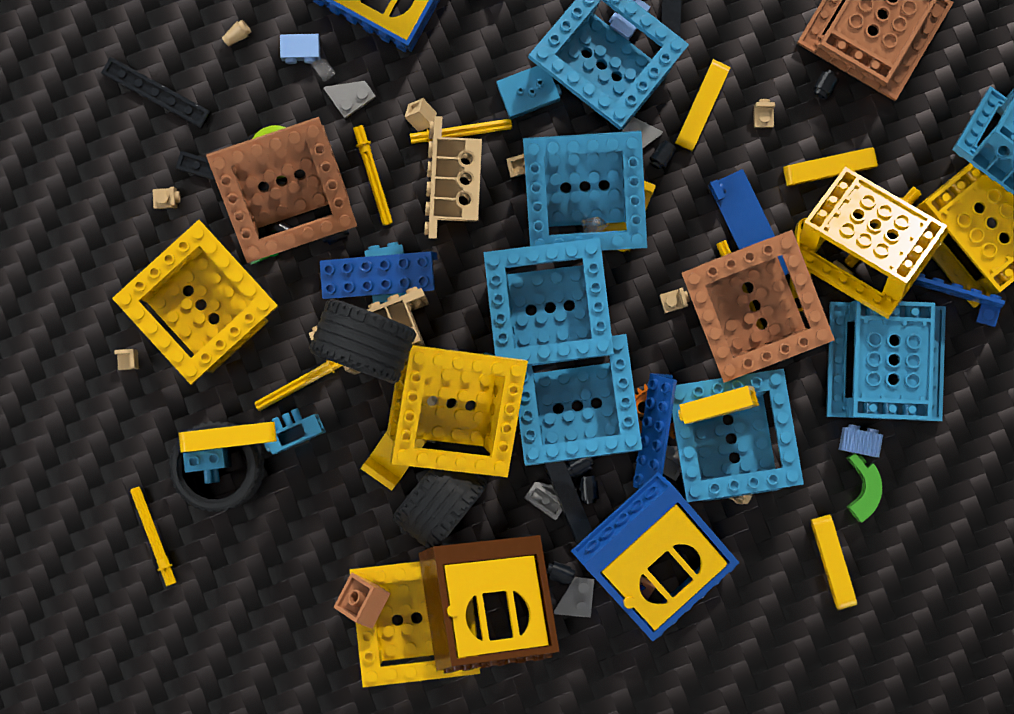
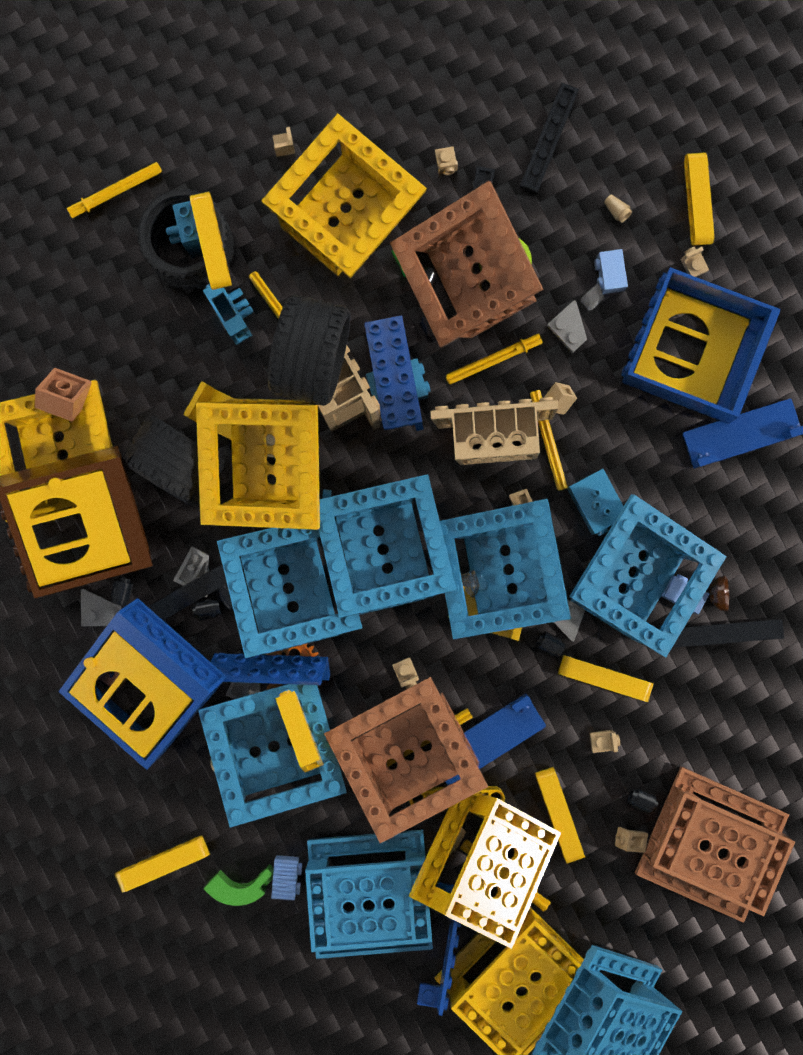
camera: 85 degrees right, 0 degrees up
(862, 100) = (631, 840): none -> tan bracket

